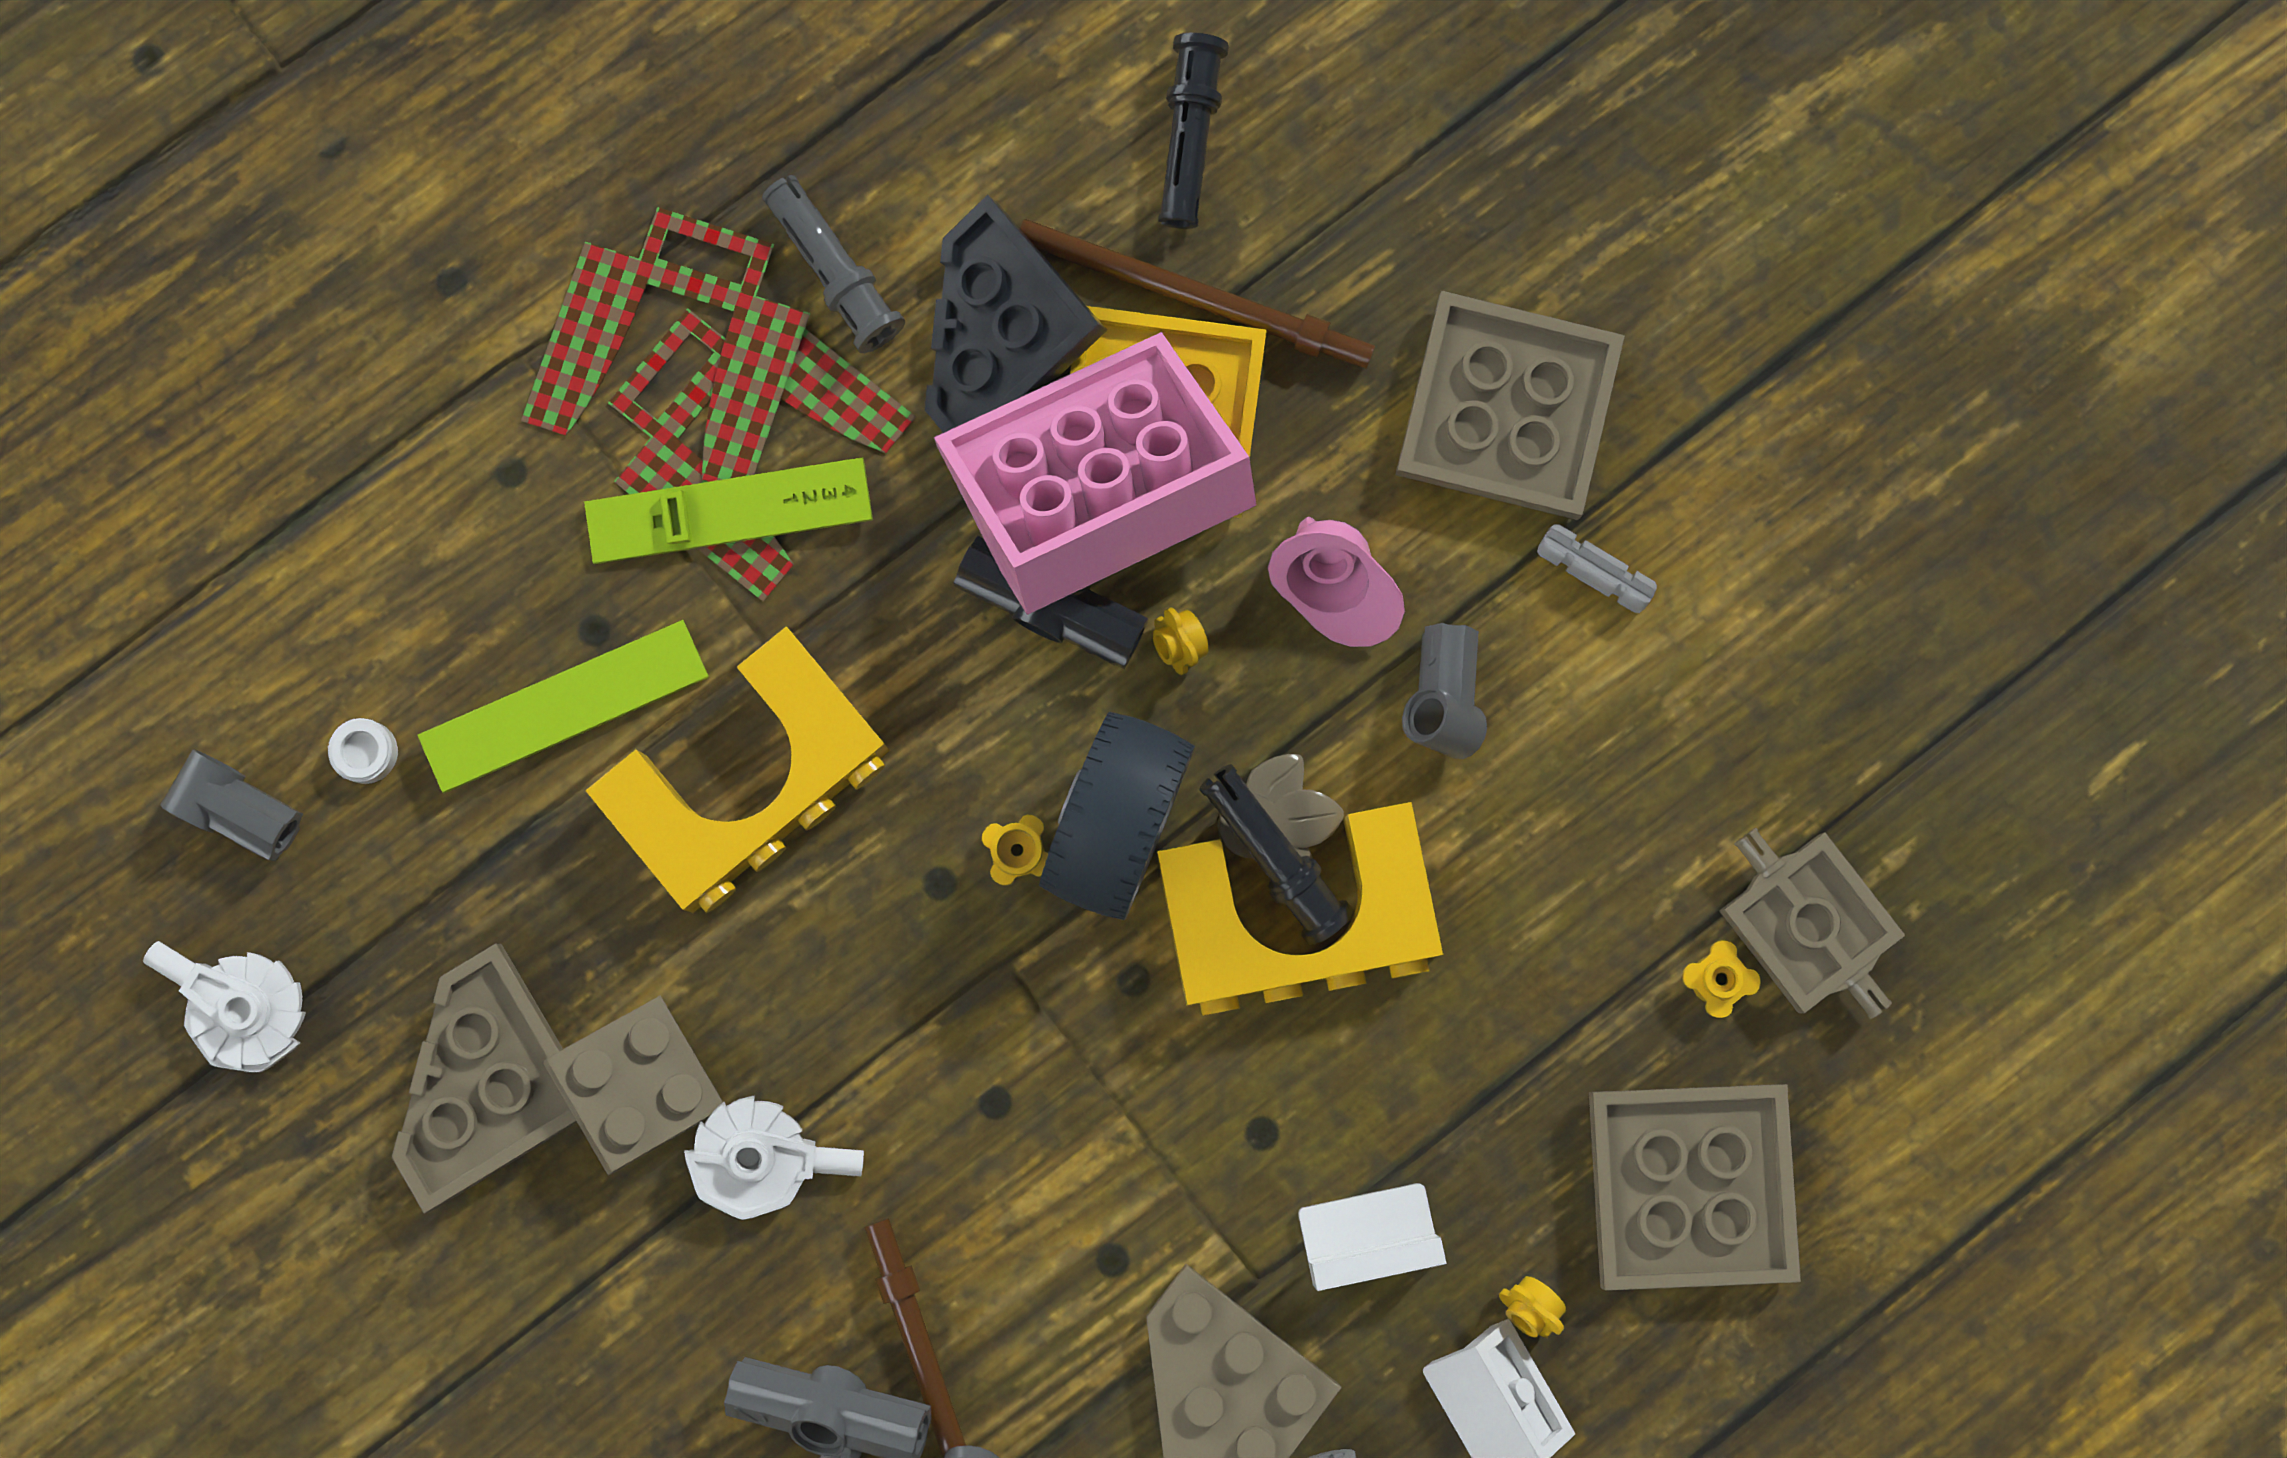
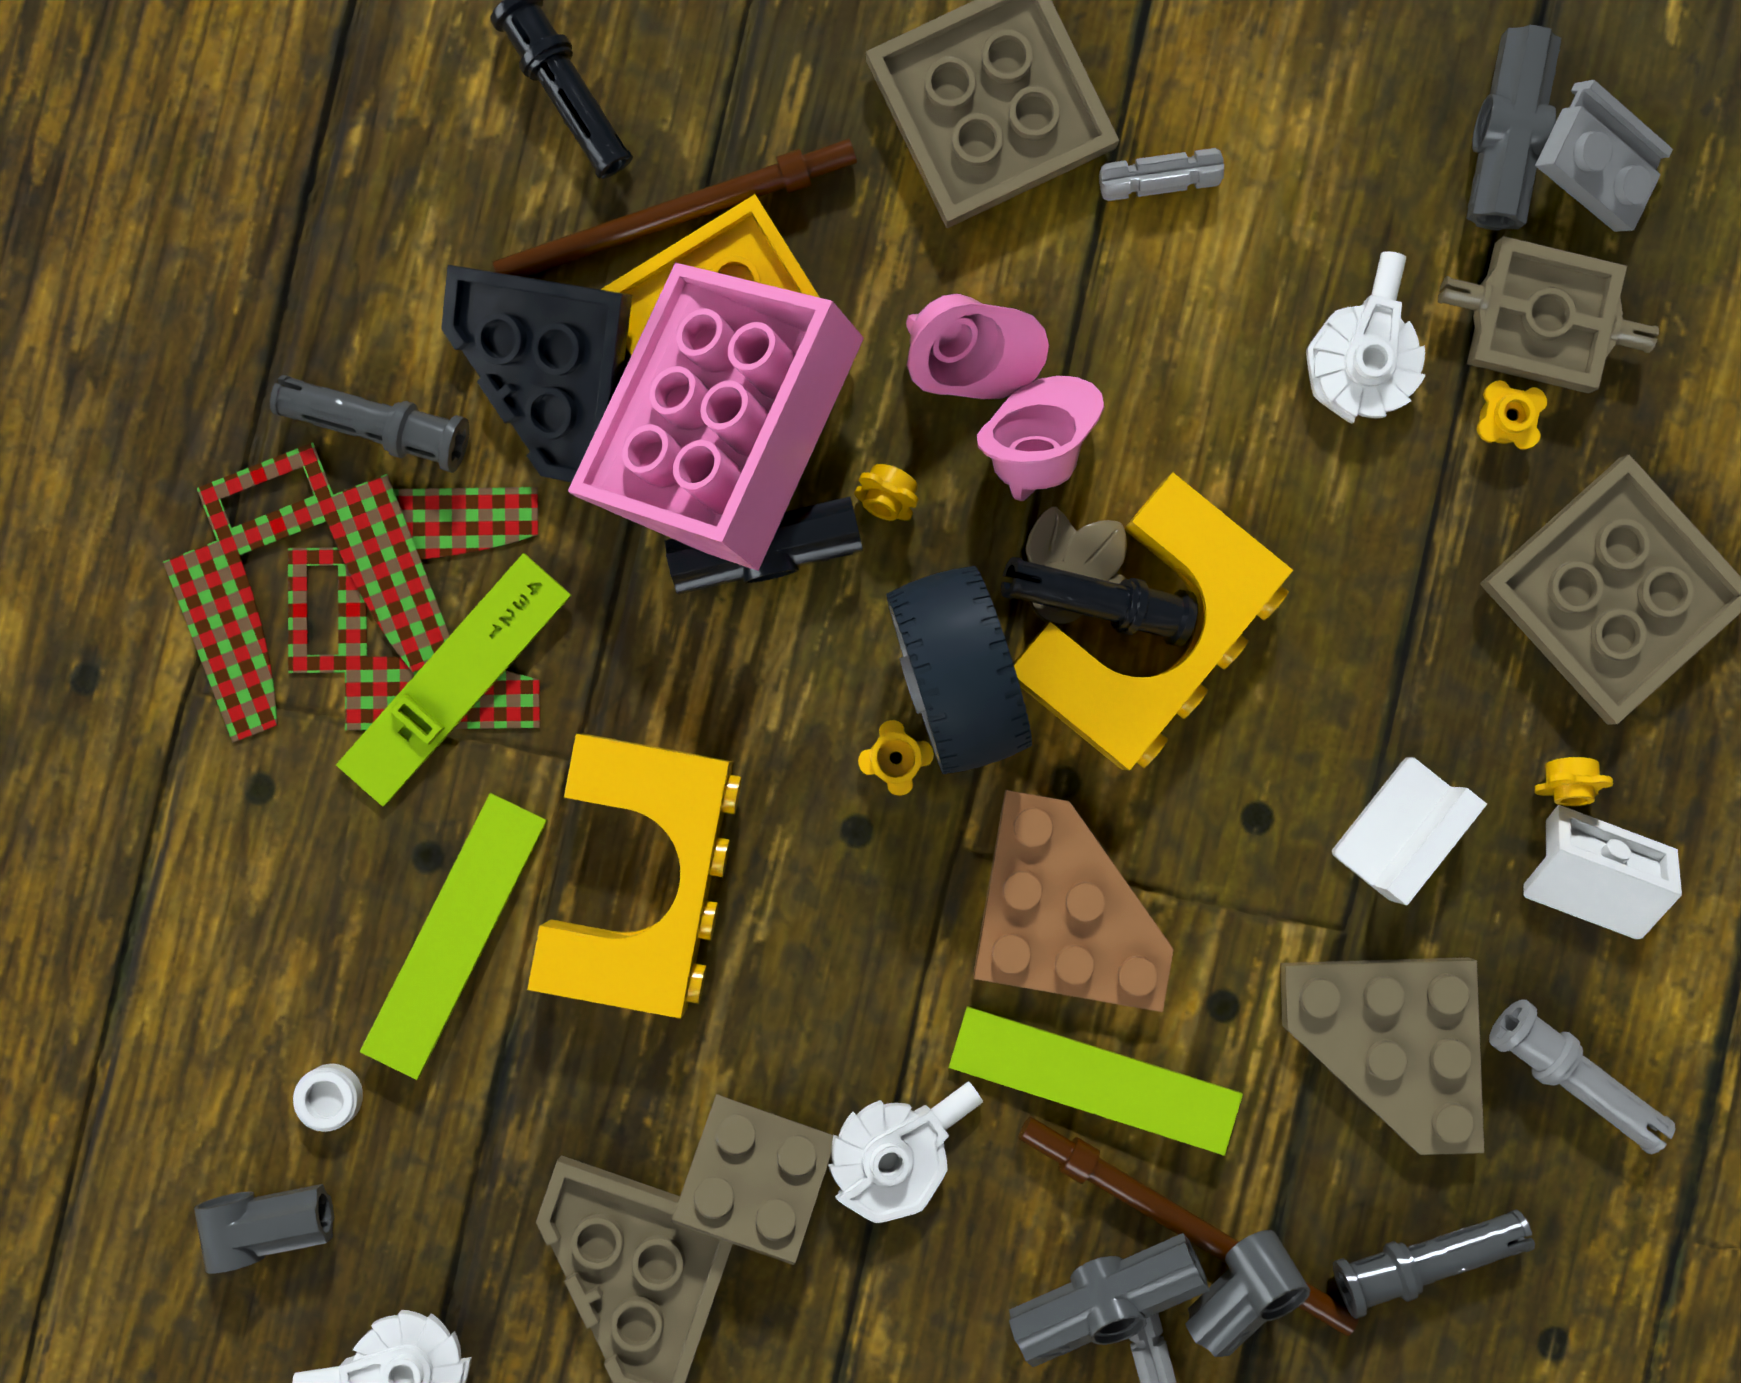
camera: 35 degrees left, 5 degrees up
(963, 1233) = (1096, 1080): none -> lime piece
(1048, 1081) = (1064, 913): none -> medium nougat plate
(1334, 688) = (1041, 432): none -> bright pink piece
(1444, 709) = (1126, 364): dark grey piece -> none
(1644, 839) = (1366, 354): none -> white piece
(1903, 756) = (1513, 127): none -> dark grey piece
(1955, 835) = (1603, 156): none -> light grey plate

